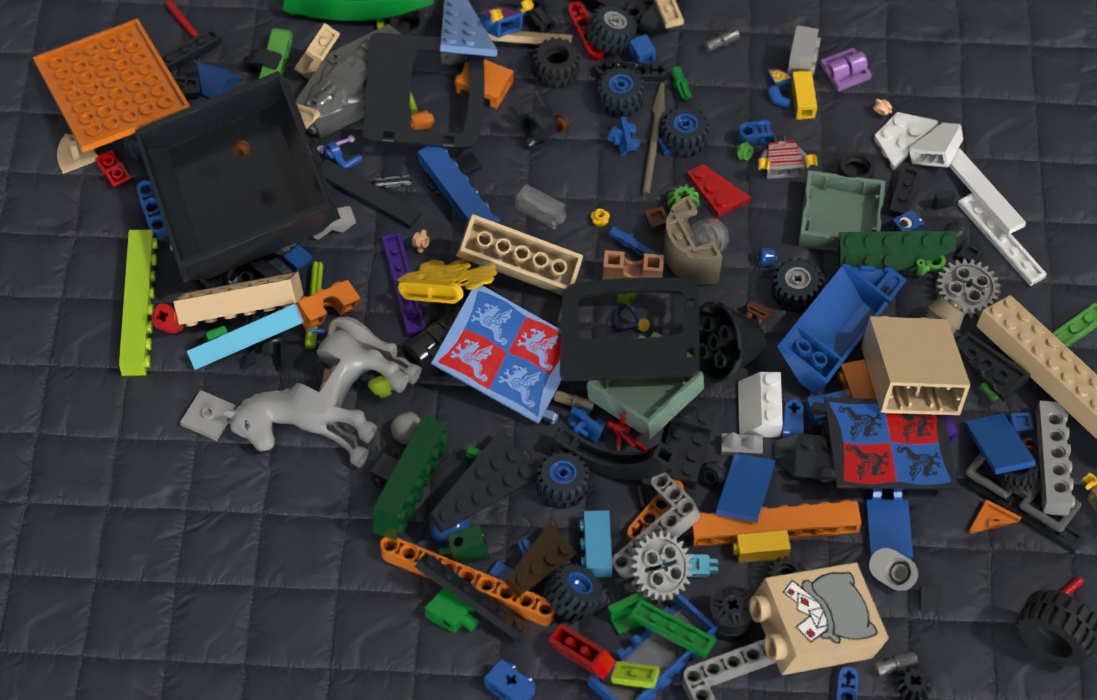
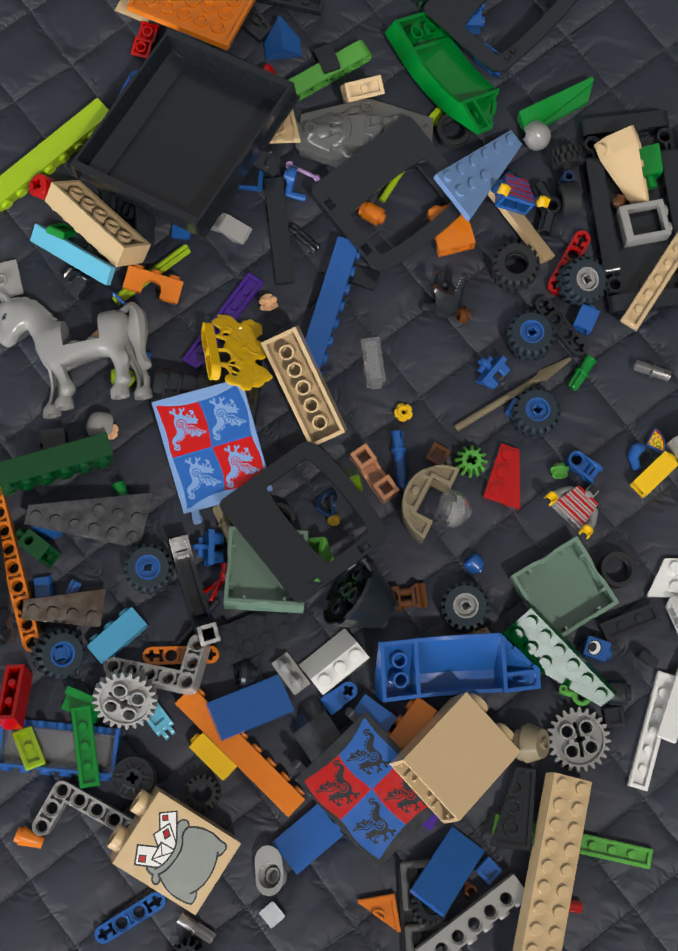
camera: 50 degrees right, 20 degrees up
(241, 148) = (200, 117): reddish brown plate -> none

